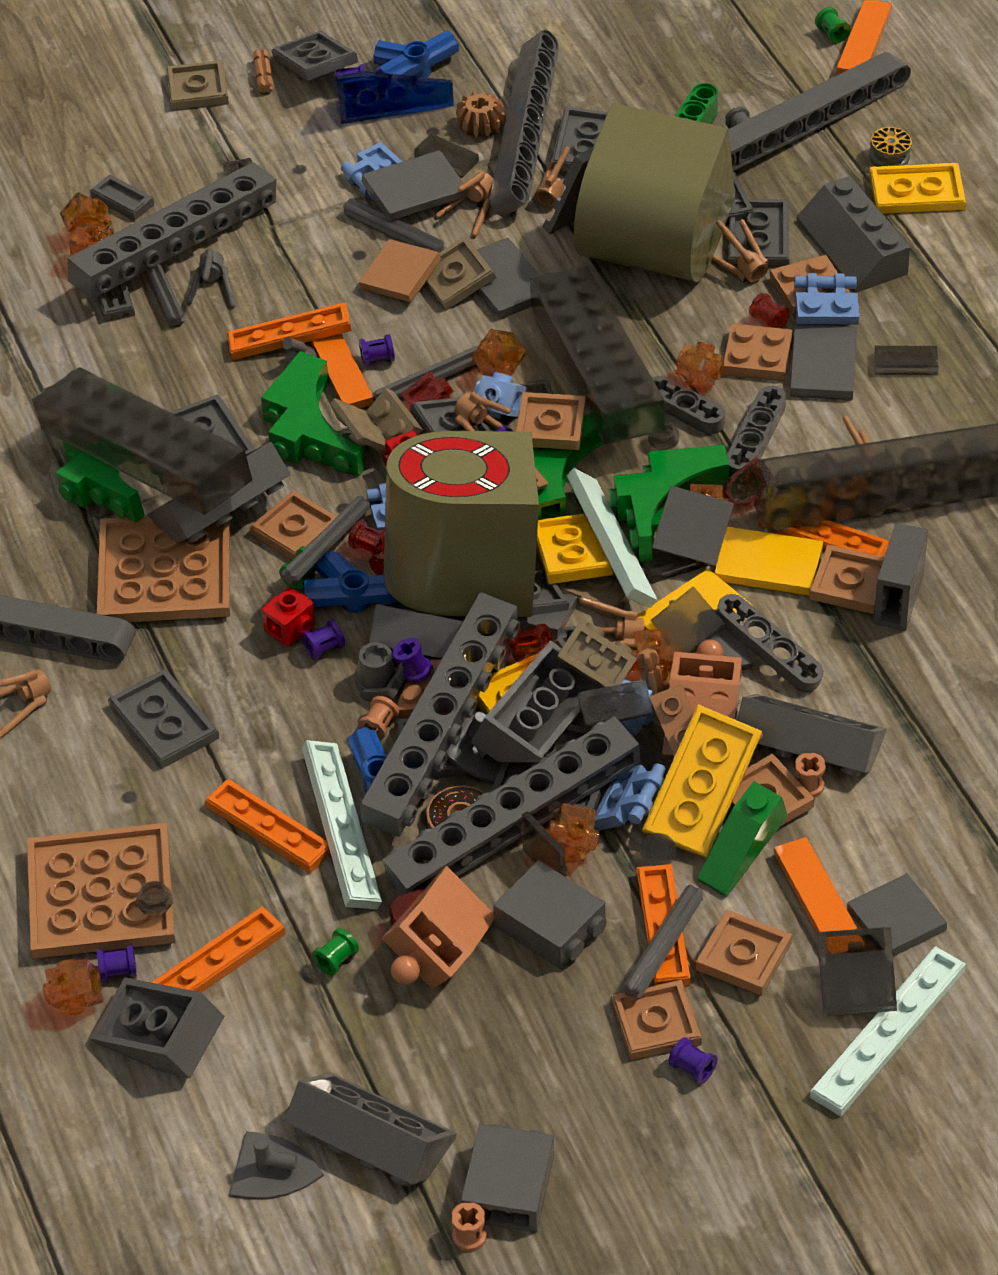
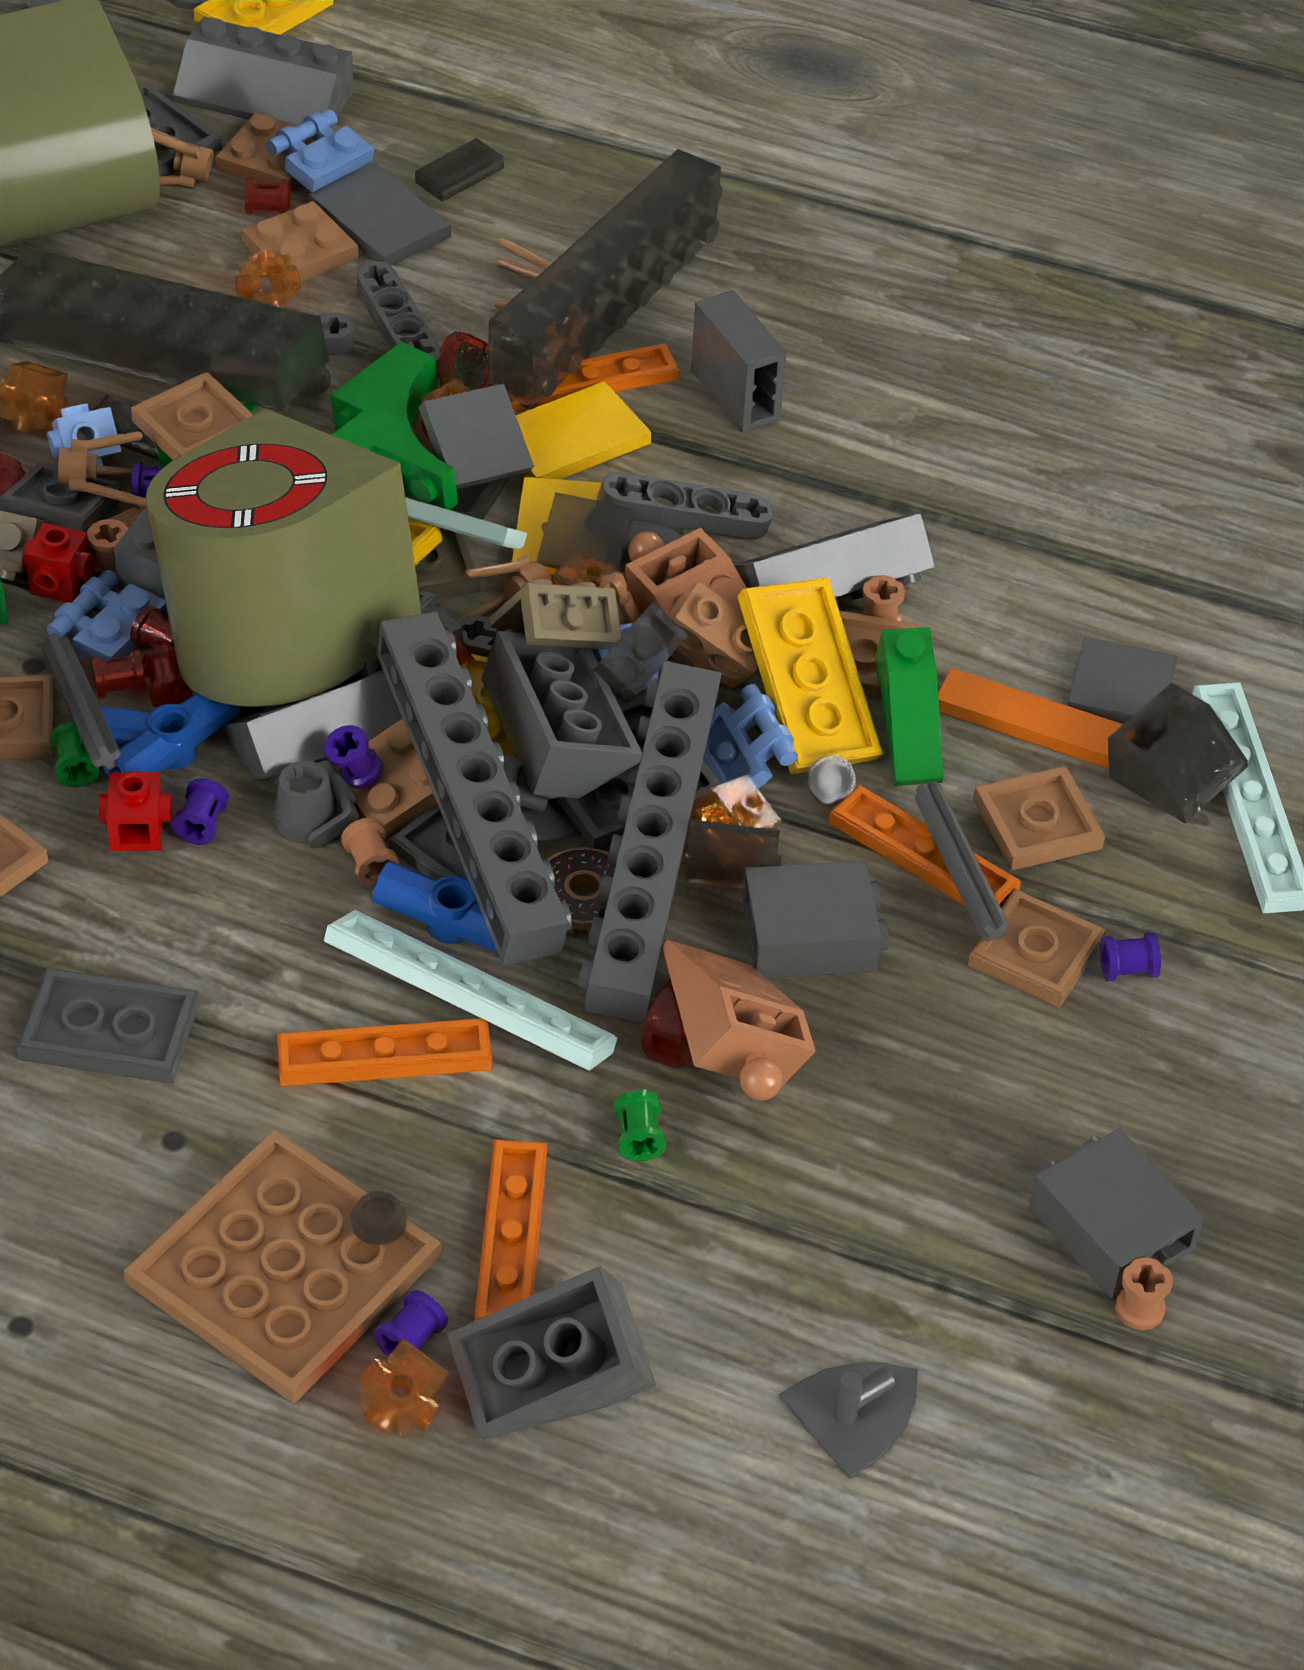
camera: 50 degrees left, 0 degrees up
(368, 1128) = (917, 1279): dark grey slope -> none
(847, 579) = (677, 400): medium nougat plate -> none

